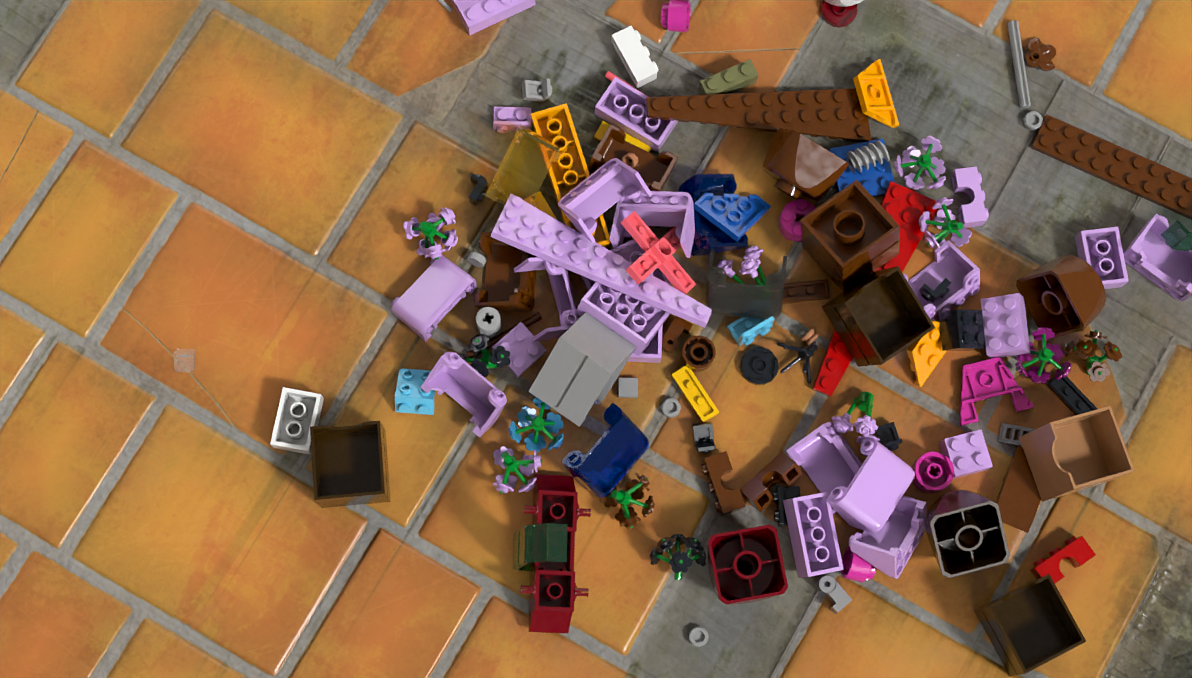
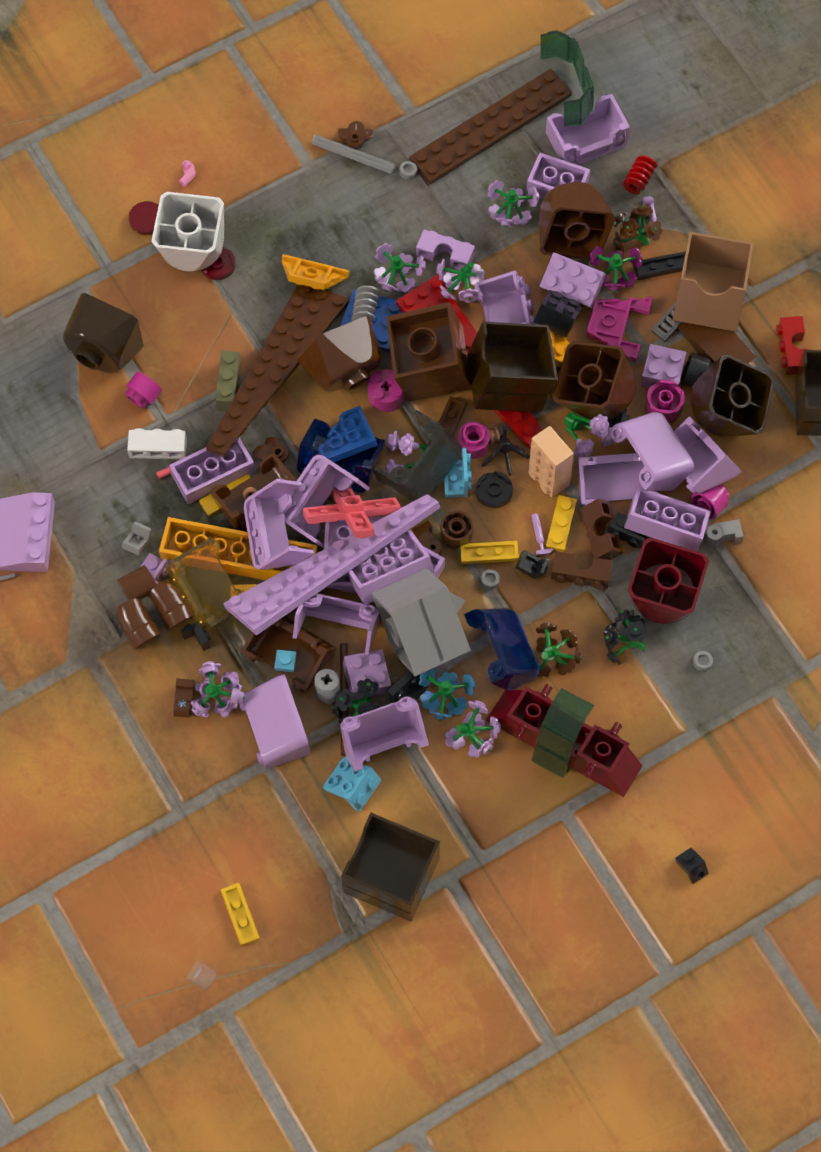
camera: 55 degrees left, 10 degrees down
(253, 362) = (240, 914): none -> yellow tile
(295, 416) = (320, 898): white brick -> none
(418, 209) = (183, 696): none -> reddish brown leg
(459, 132) = (132, 613): none -> reddish brown piece
(476, 259) = (261, 669): light grey tile -> none
(495, 275) = (285, 661): none -> medium azure plate
(518, 391) = (406, 686): none -> black bracket
(685, 154) = (274, 446): none -> reddish brown plate
(735, 430) = (539, 536): none -> lavender piece
(760, 442) = (561, 523): none -> yellow plate
(797, 312) = (477, 431): none -> dark pink piece
(803, 400) = (550, 462): none -> light nougat brick
(909, 398) = (595, 380): none -> reddish brown piece
(941, 290) = (511, 312): black bracket -> none
(983, 484) = (694, 368): none -> black piece
(1055, 228) = (513, 199): none -> lavender plant
(1133, 353) = (650, 202): none -> lavender piece
(1155, 328) = (639, 174): none -> red piece

